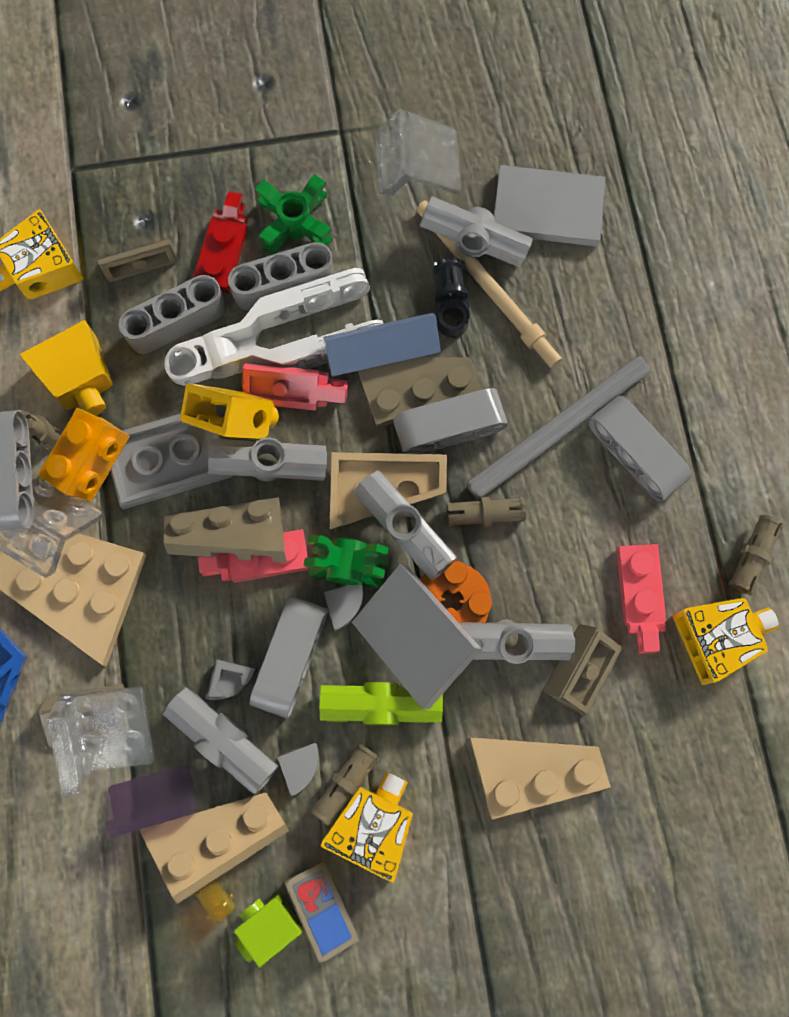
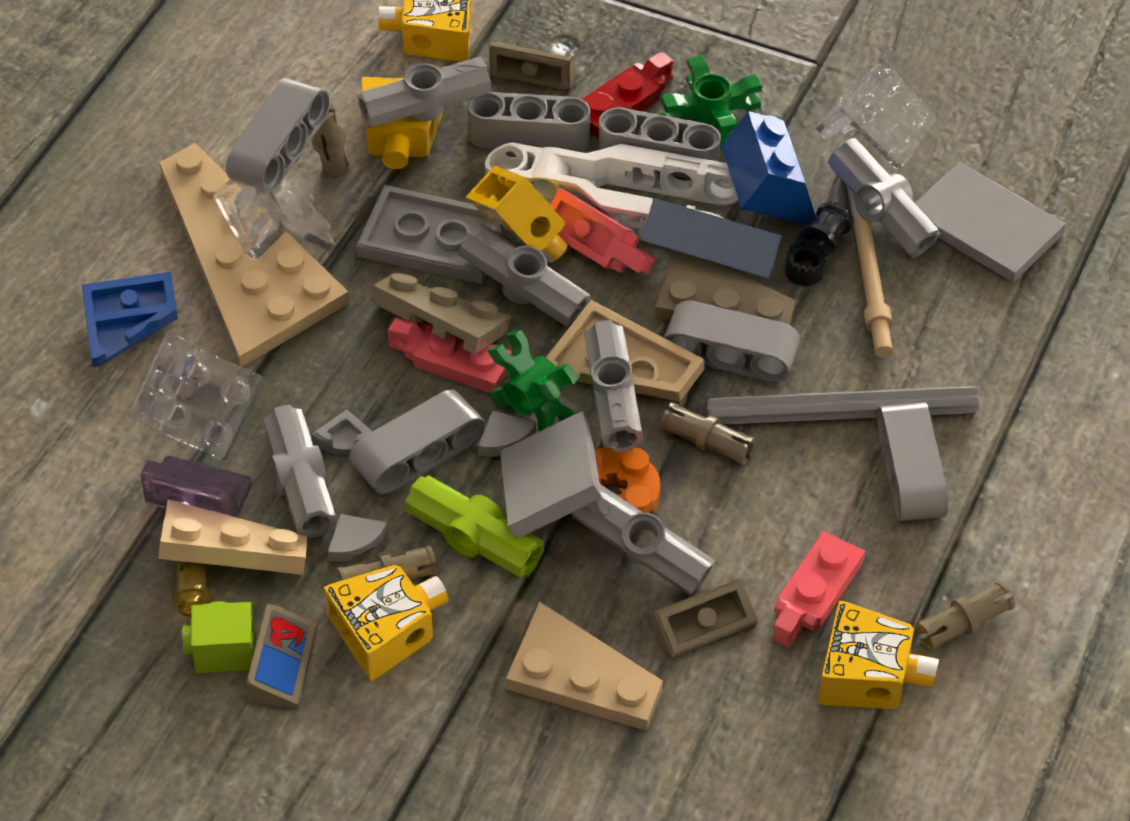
camera: 35 degrees right, 25 degrees down
(68, 365) = (424, 92): none -> light grey piece
(83, 455) = (356, 181): light orange brick -> none
(382, 259) = (767, 170): none -> blue slope

